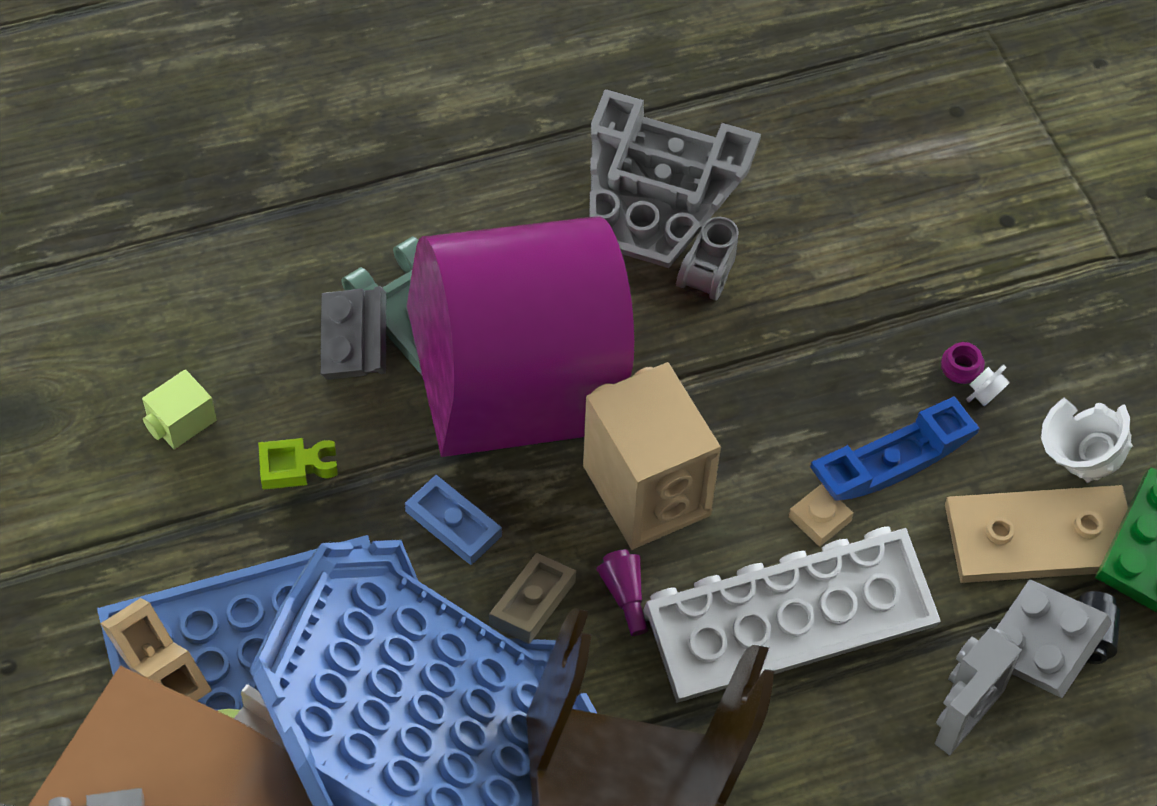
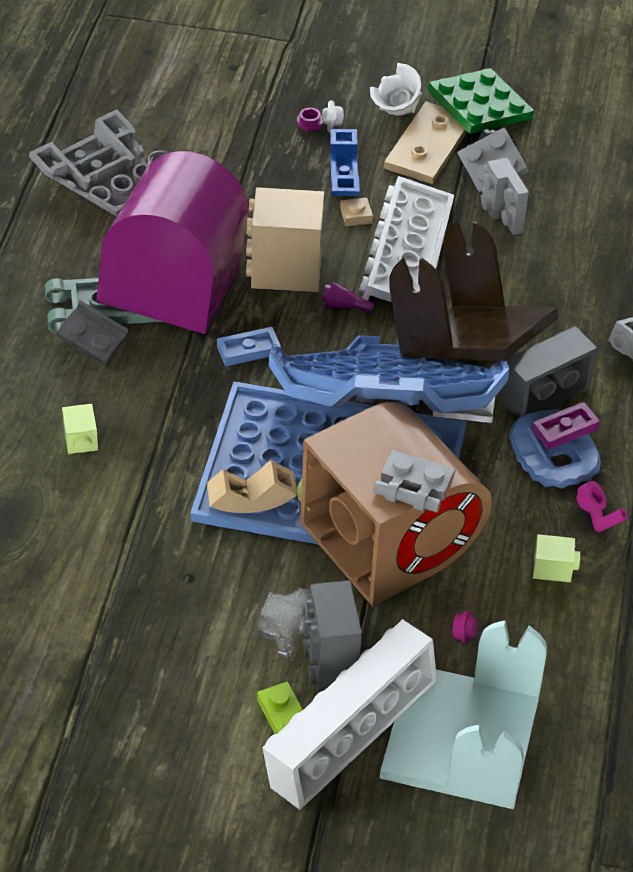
camera: 60 degrees left, 10 degrees down
(288, 463) = (156, 398): lime plate -> none
(532, 598) = (324, 333): dark tan plate -> none

